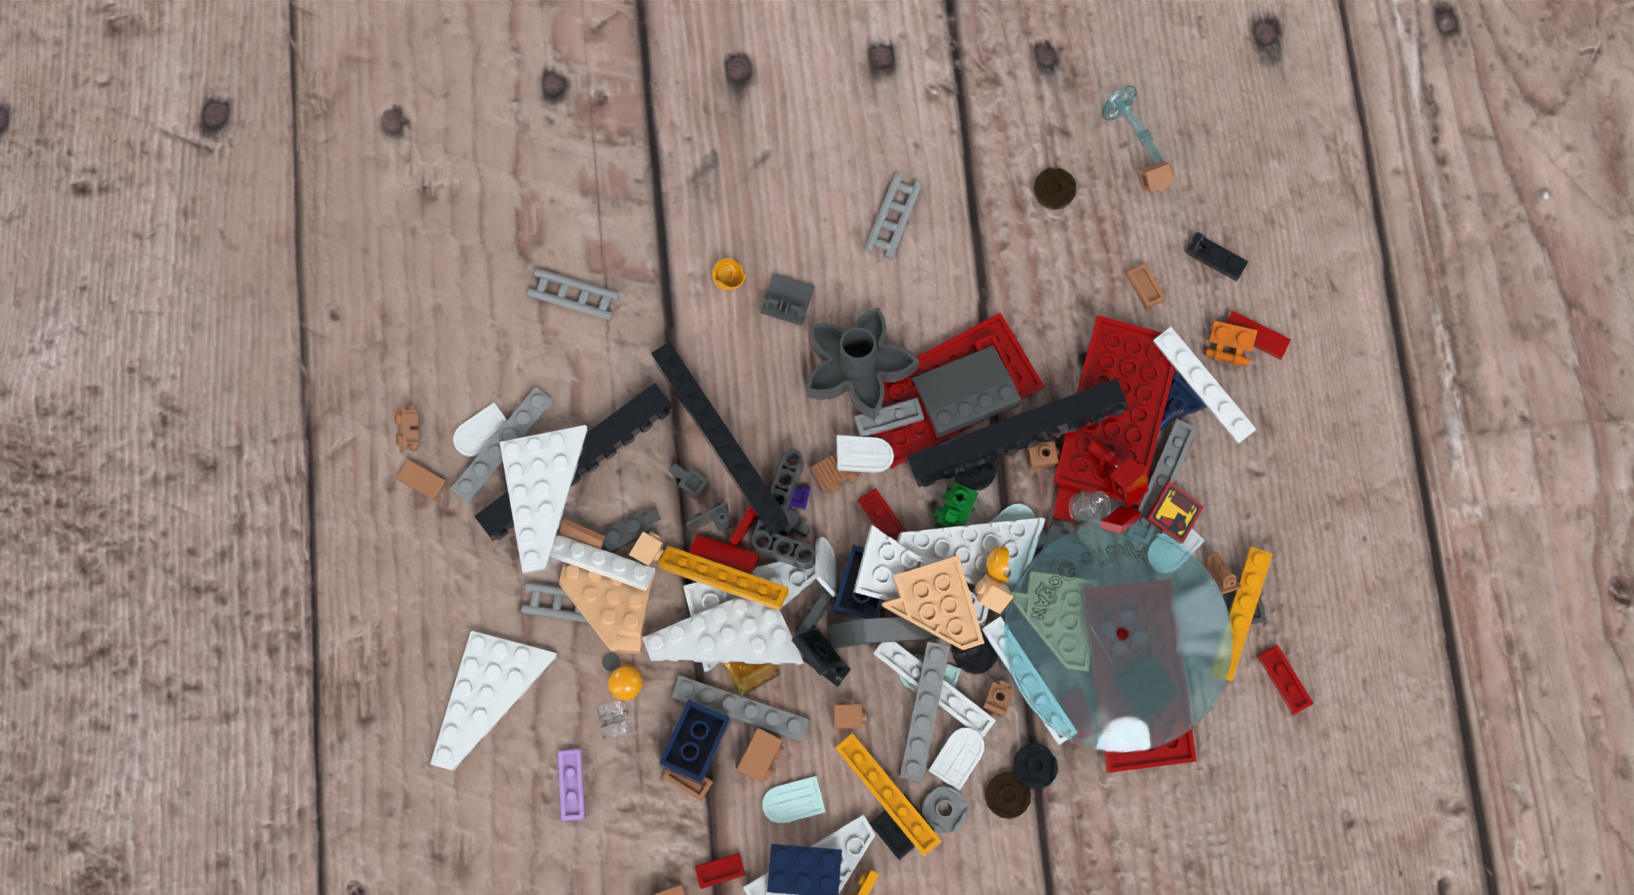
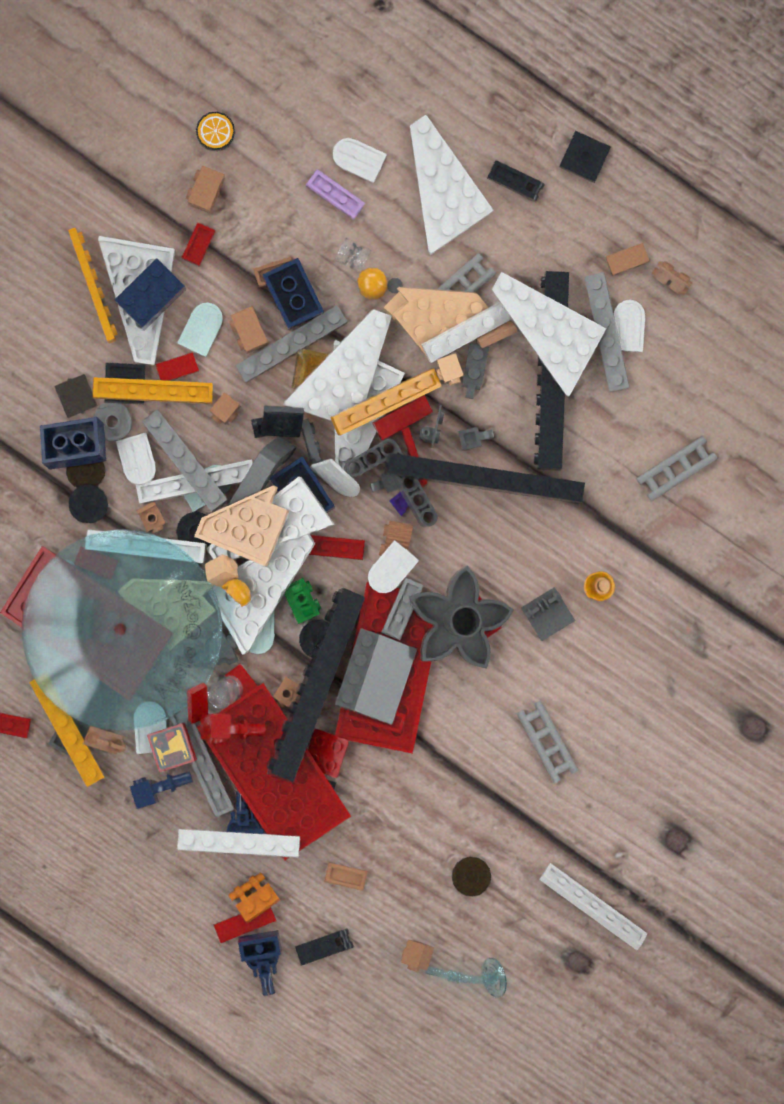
camera: 130 degrees right, 10 degrees up
(356, 591) = (585, 156): none -> black plate
(428, 634) = (515, 180): none -> black plate
(520, 792) = (358, 158): none -> white window
(847, 792) = (177, 367): none -> red tile
(950, 863) = (75, 396): none -> clear smoke piece
(993, 75) = (593, 906): none -> white plate
(996, 824) = (73, 443): none -> dark blue brick
(1060, 378) = (328, 751): none -> red hinge
(1229, 500) = (145, 791): none -> dark blue brick
(1269, 300) = (261, 952): none -> dark blue brick

